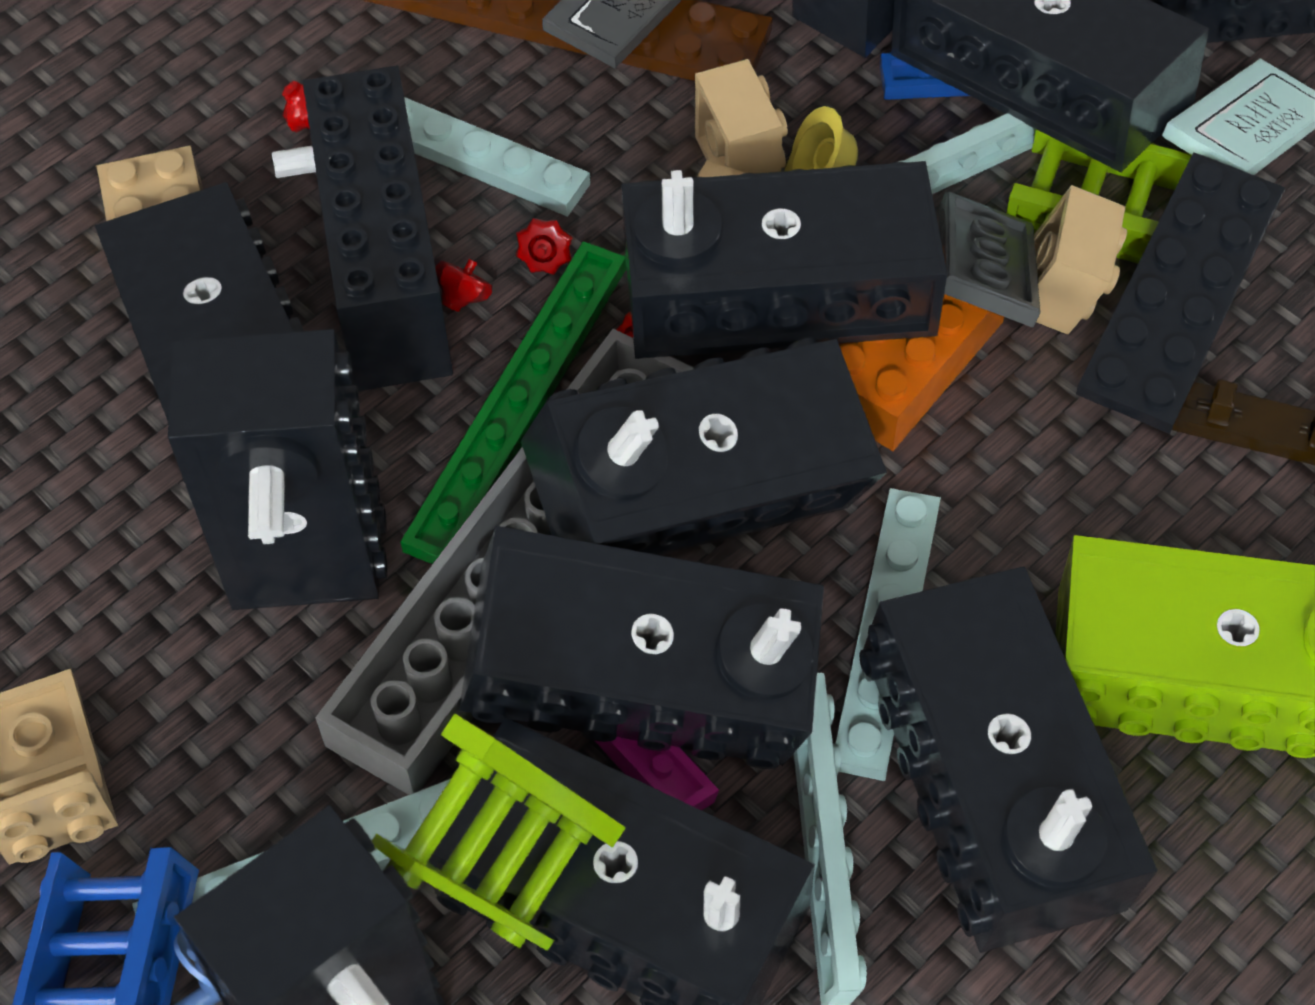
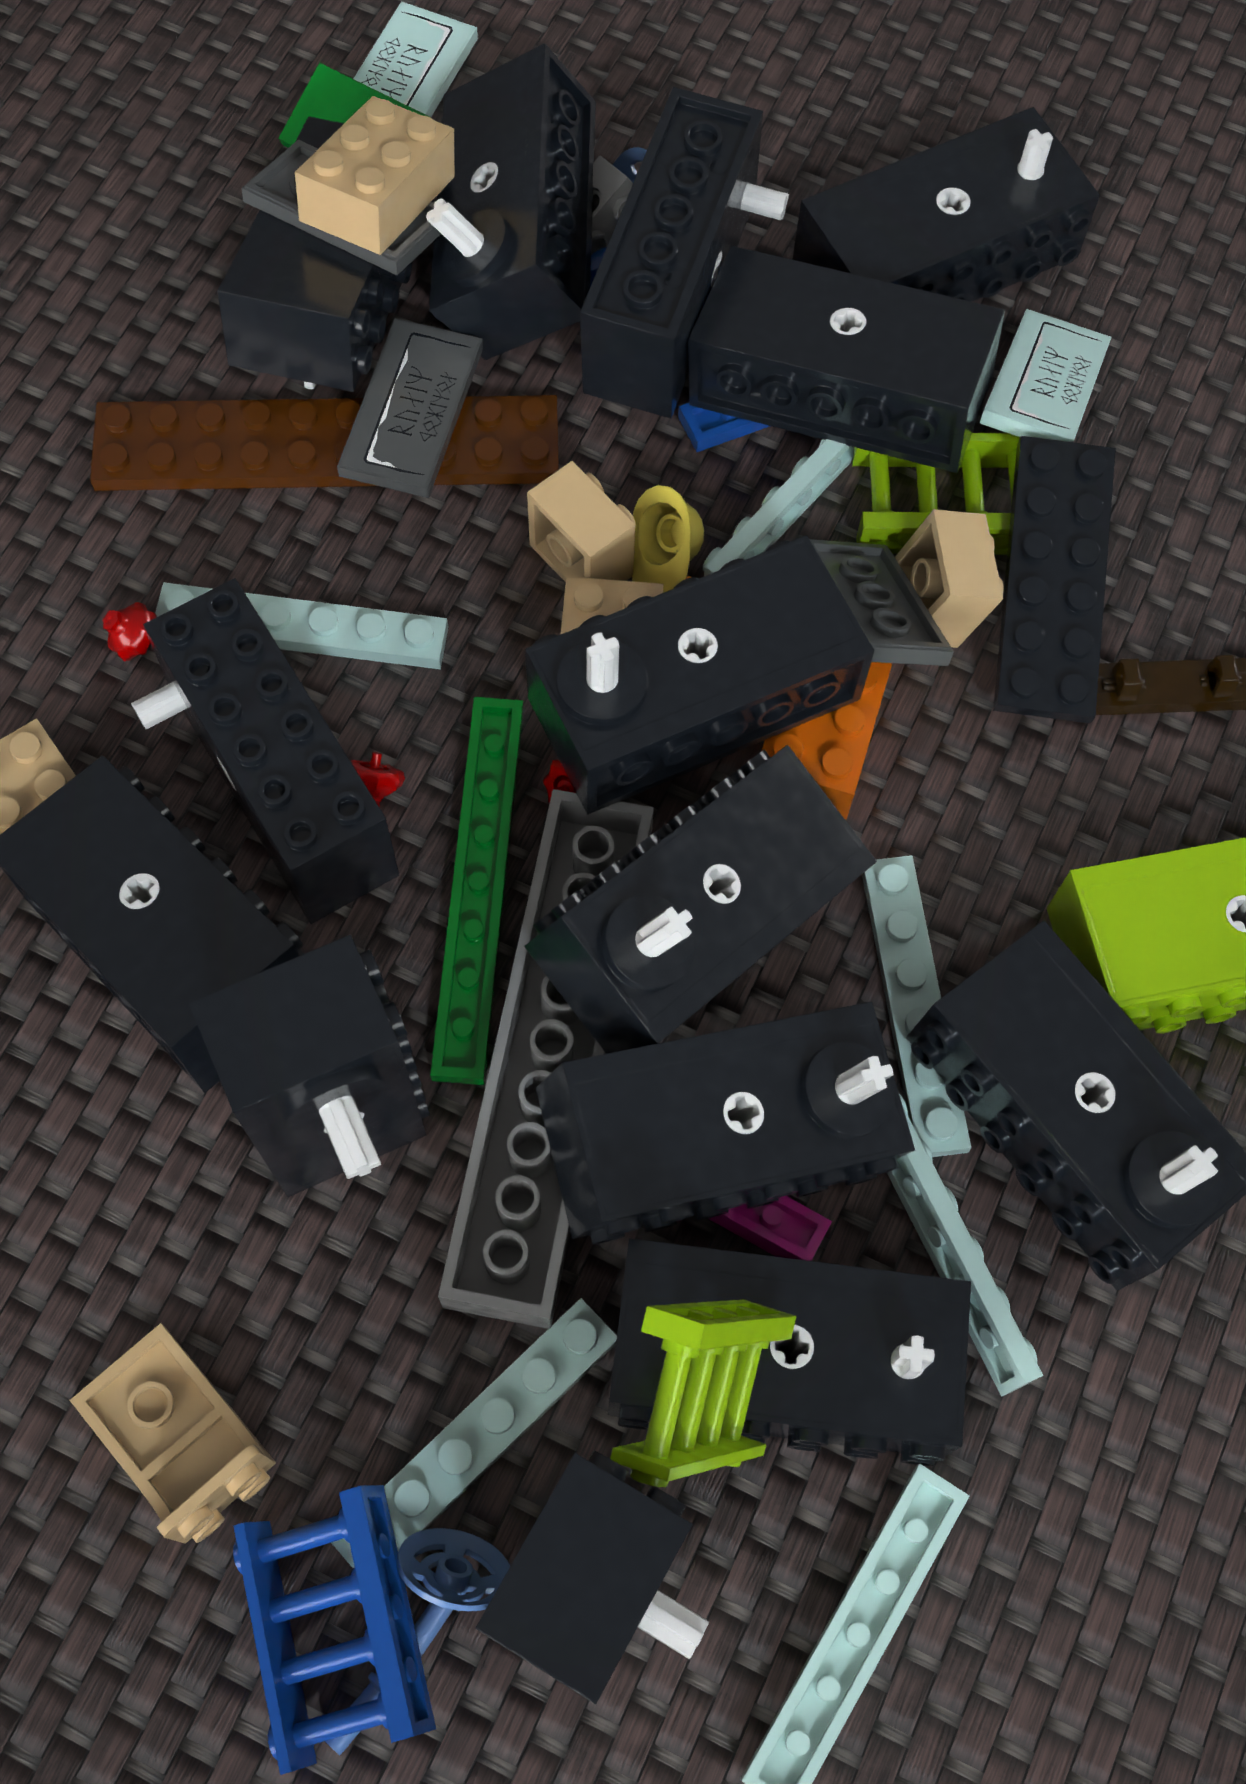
camera: 25 degrees left, 10 degrees up
(543, 246) = (437, 713): red piece -> none

